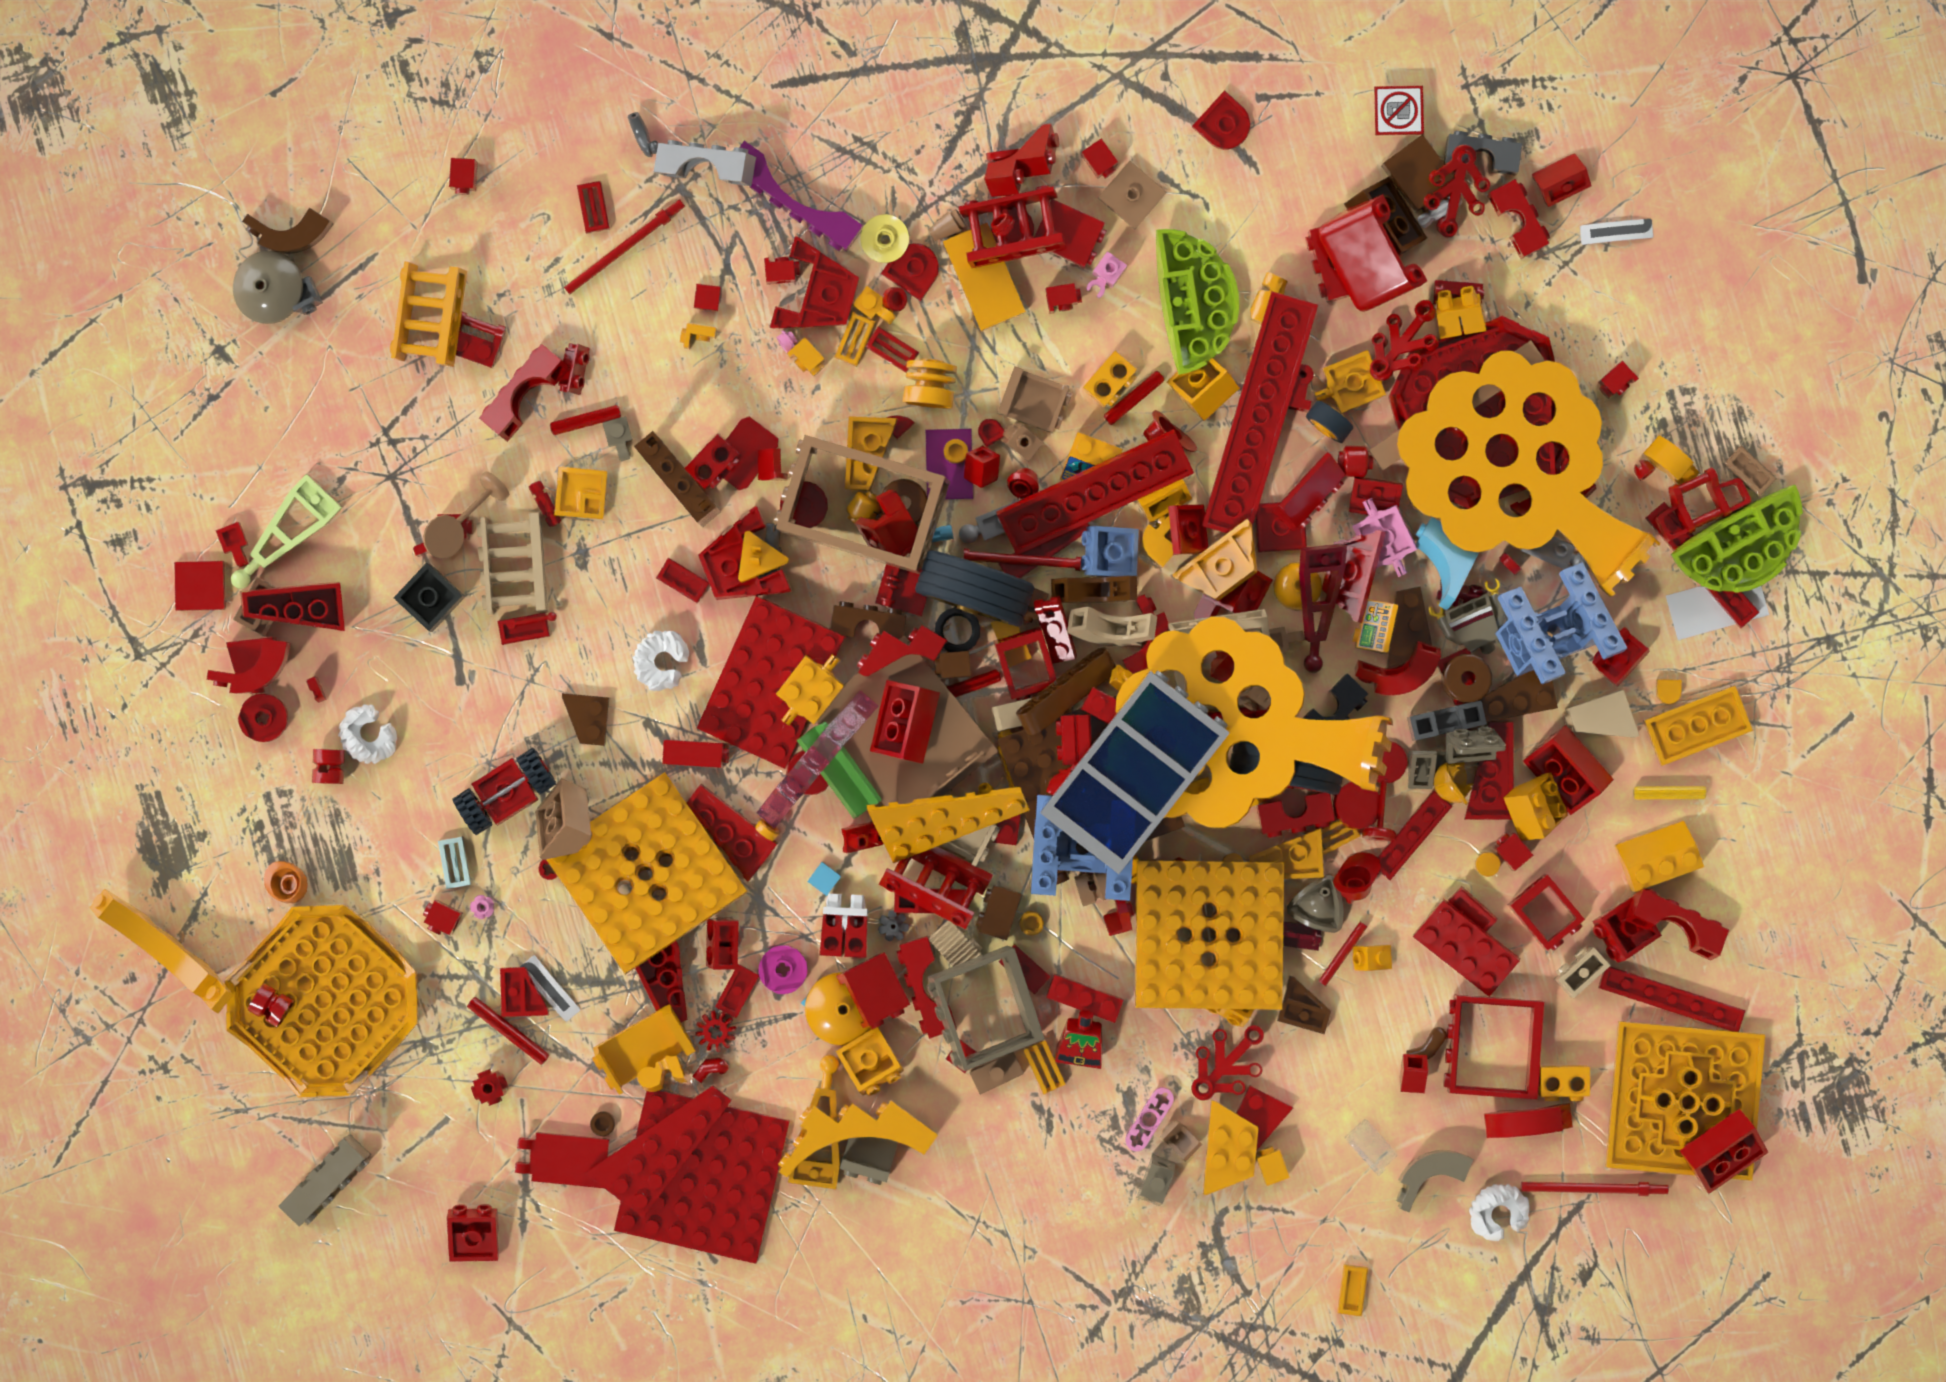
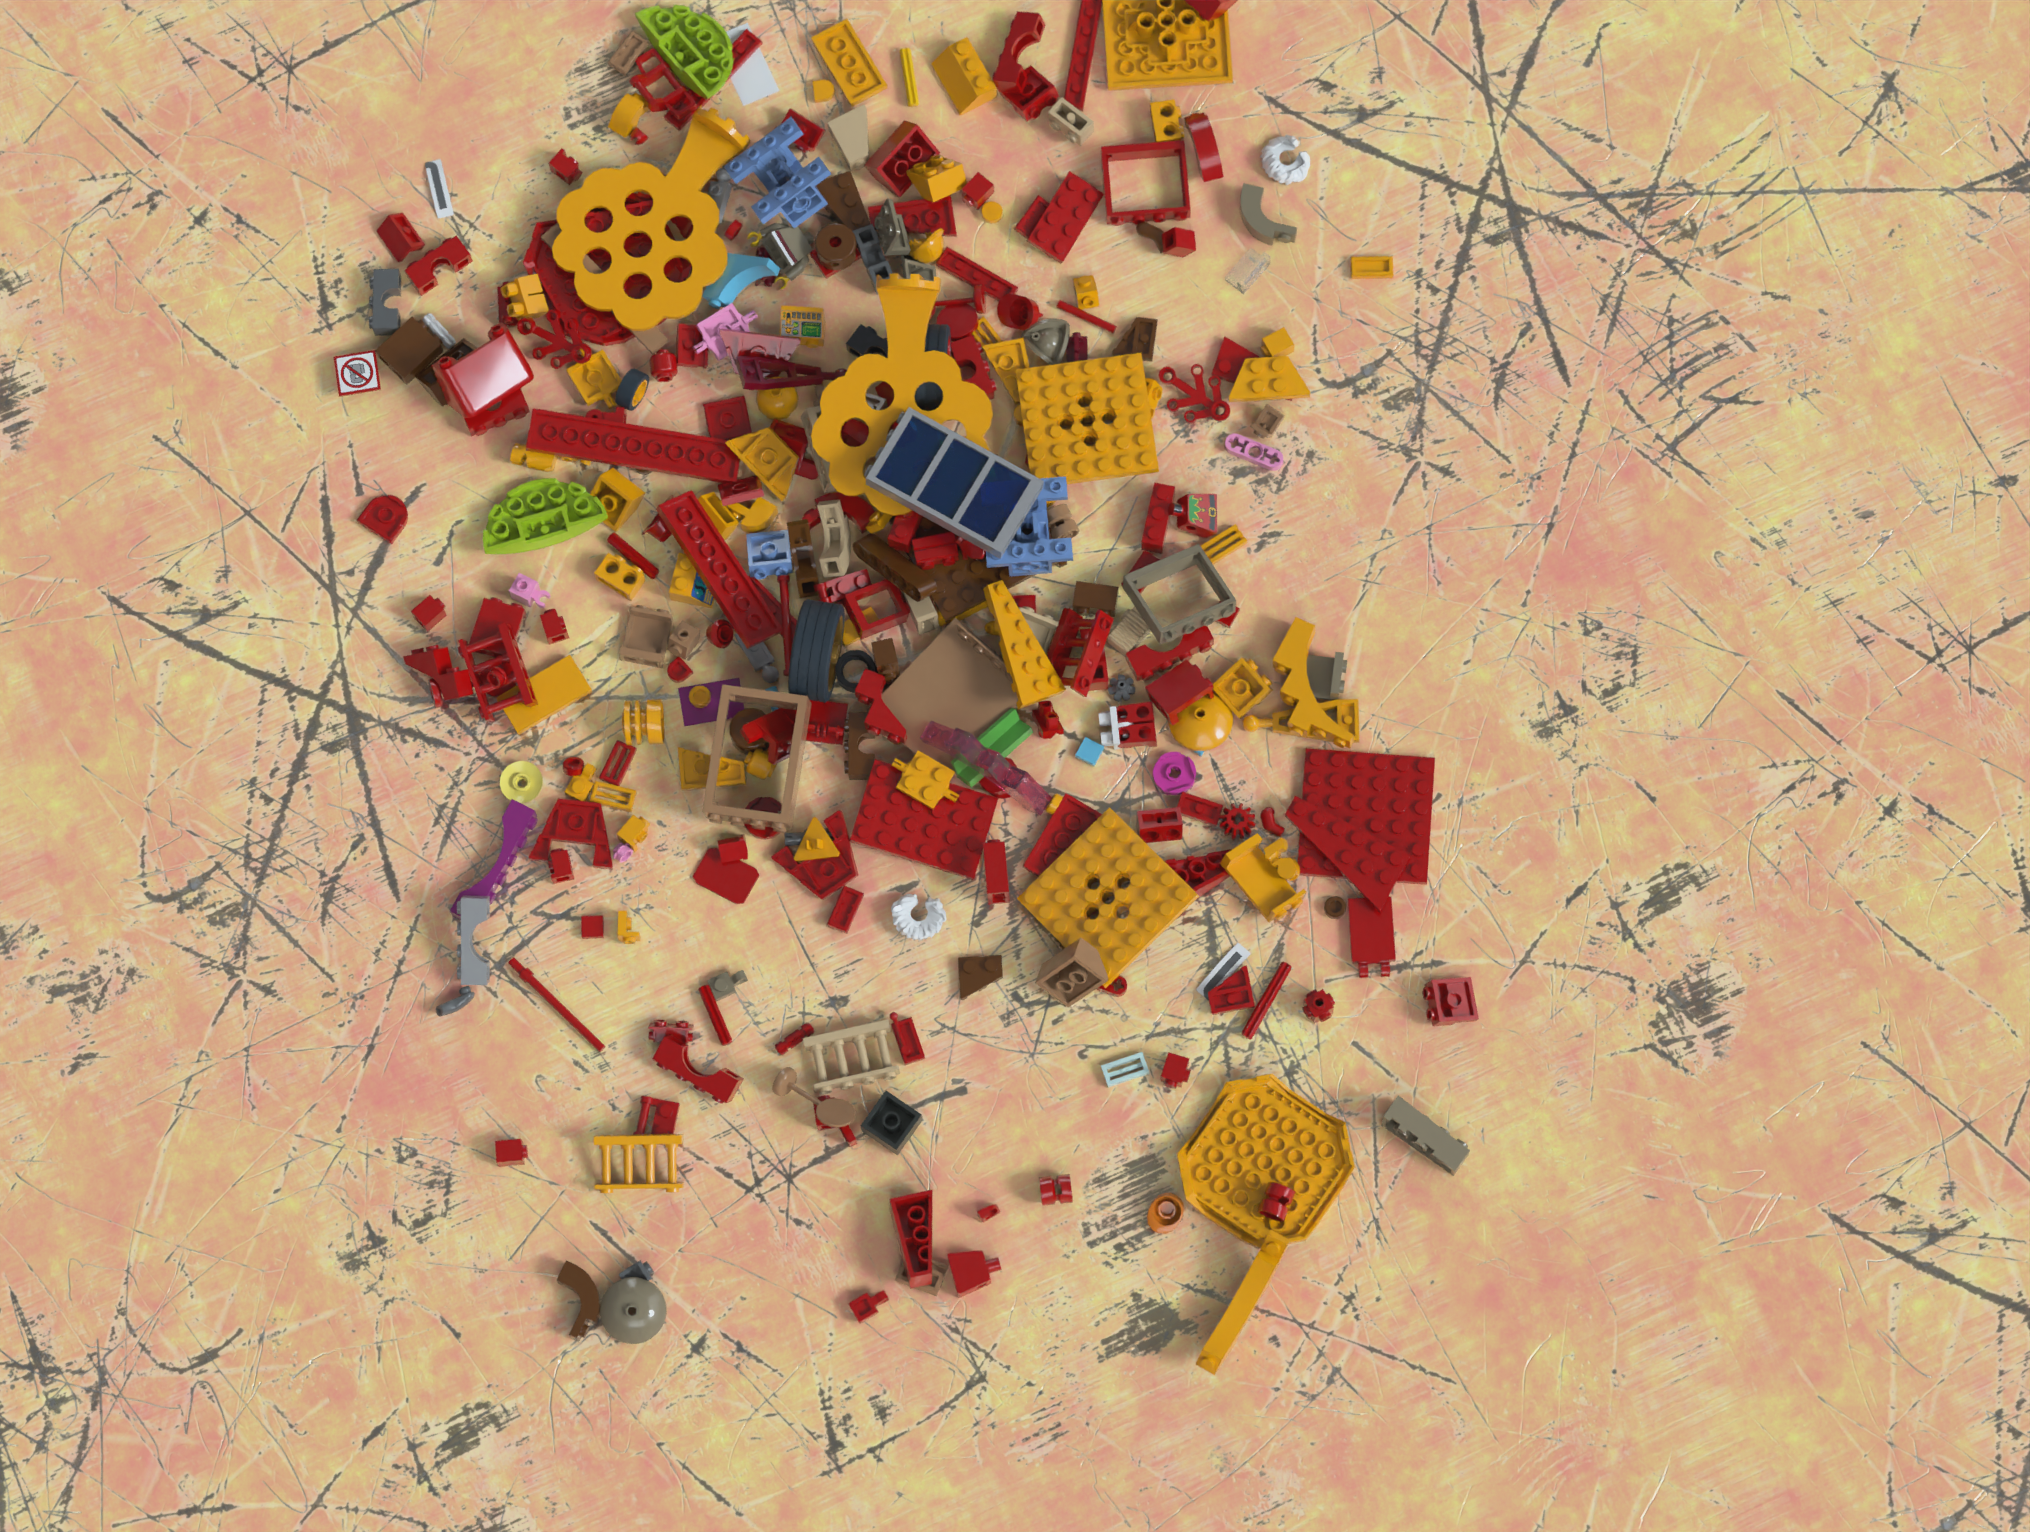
camera: 90 degrees left, 15 degrees down
(199, 585) = (910, 1331): red tile -> none
(250, 712) = (1023, 1243): red plate -> none
(268, 667) = (974, 1249): red arch -> none
(316, 501) = (820, 1238): yellowish green plate -> none
(356, 746) = (1030, 1174): white piece -> none
(482, 900) = (1155, 1042): bright pink plate -> none
(504, 791) = (1054, 1031): plate -> none
(580, 493) = (780, 1008): light orange plate -> none
(596, 228) = (527, 1045): red tile -> none
(677, 479) = (756, 916): reddish brown window -> none
(708, 457) = (733, 902): red brick -> none
(902, 425) = (683, 743): red tile -> none
(904, 721) = (941, 696): red slope -> none
(914, 270) = (547, 755): red tile -> none
(947, 225) = (503, 732): medium nougat cone -> none
(975, 683) = (901, 652): red axle -> none
(981, 466) = (710, 671): red panel -> none
(996, 1073) = (1236, 583): medium nougat tile -> none
(1031, 923) = (1101, 573): light orange tile -> none
(1119, 921) = (1085, 497): red bracket -> none
(1132, 195) = (457, 583): medium nougat plate -> none
(1156, 1180) = (1306, 435): dark tan torso -> none
(1310, 493) = (694, 397): red slope -> none
(1403, 678) = (842, 296): red arch -> none
(1409, 626) = (808, 295): reddish brown wing -> none
(1456, 187) = (395, 313): red plant -> none
(1528, 895) = (1011, 173): red window -> none
(1641, 1188) = (1246, 51): red bar -> none

